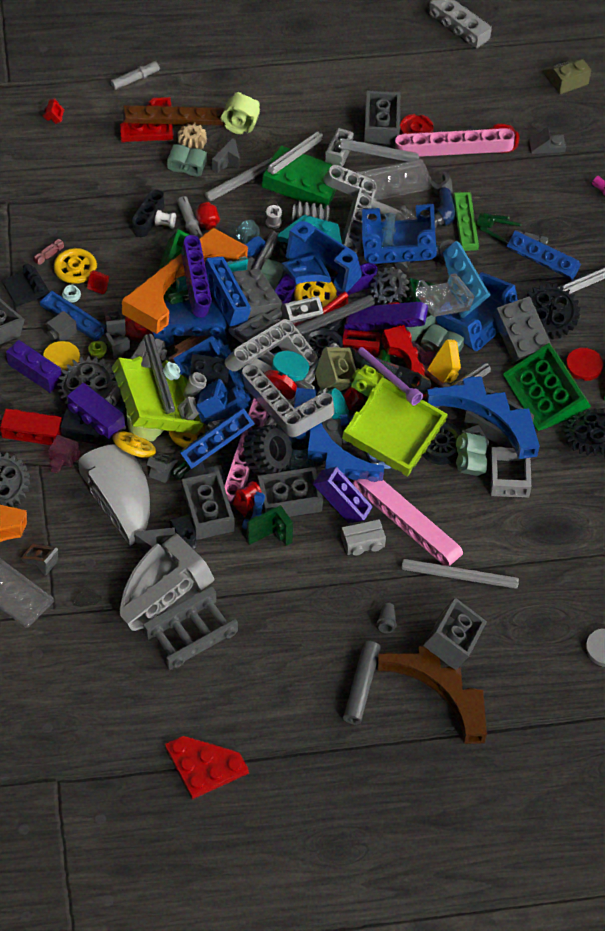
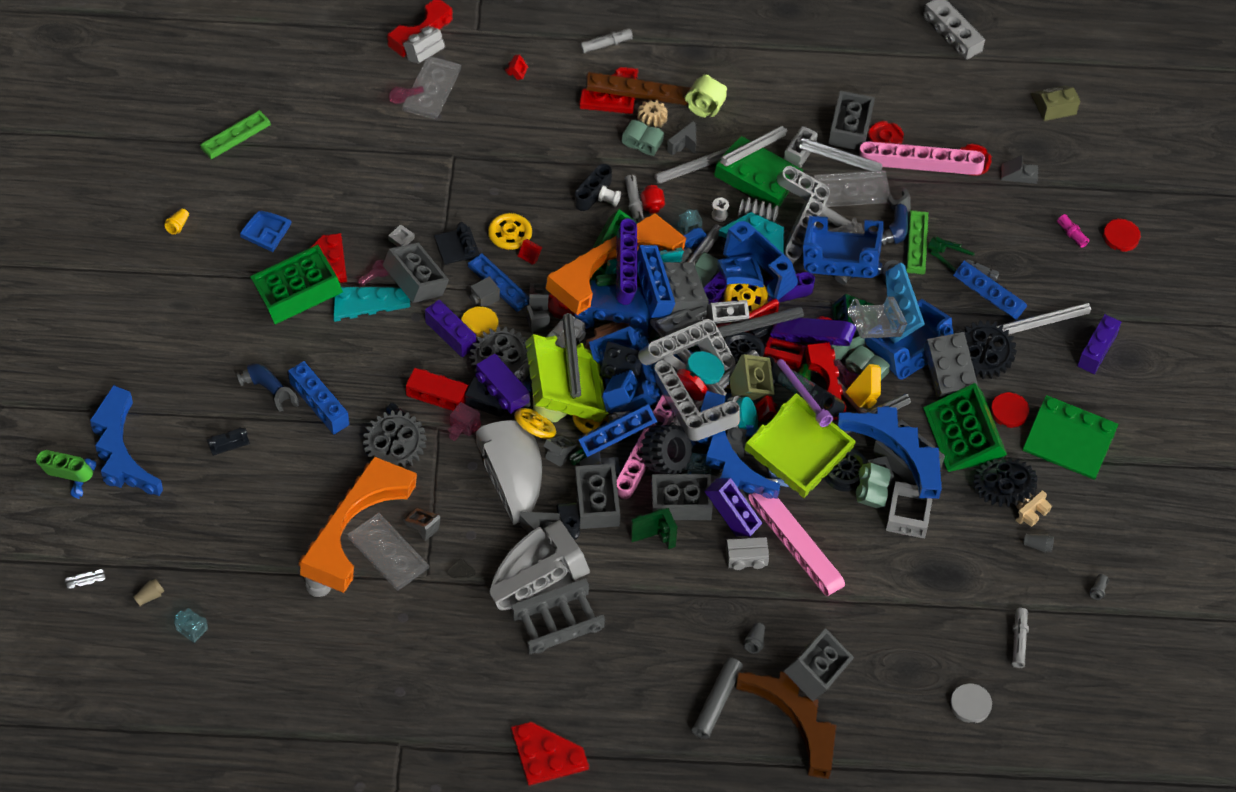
camera: 10 degrees right, 0 degrees up
(49, 251) = (486, 212): dark red axle -> none
(71, 293) = (501, 255): light aqua plate -> none
(99, 353) = (517, 324): lime plate -> none
(171, 371) = (584, 355): light aqua plate -> none
(188, 409) = (594, 396): light grey plate -> none
(194, 385) = (605, 372): light grey cone -> none
(245, 500) = (638, 496): red piece -> none
(257, 508) = (646, 505): blue arm -> none
(366, 379) = (779, 393): lime brick -> none
(388, 230) = (833, 241): clear light blue pin -> none
(393, 278) = (831, 293): dark grey gear -> none
(459, 573) = (838, 605): light grey axle -> none

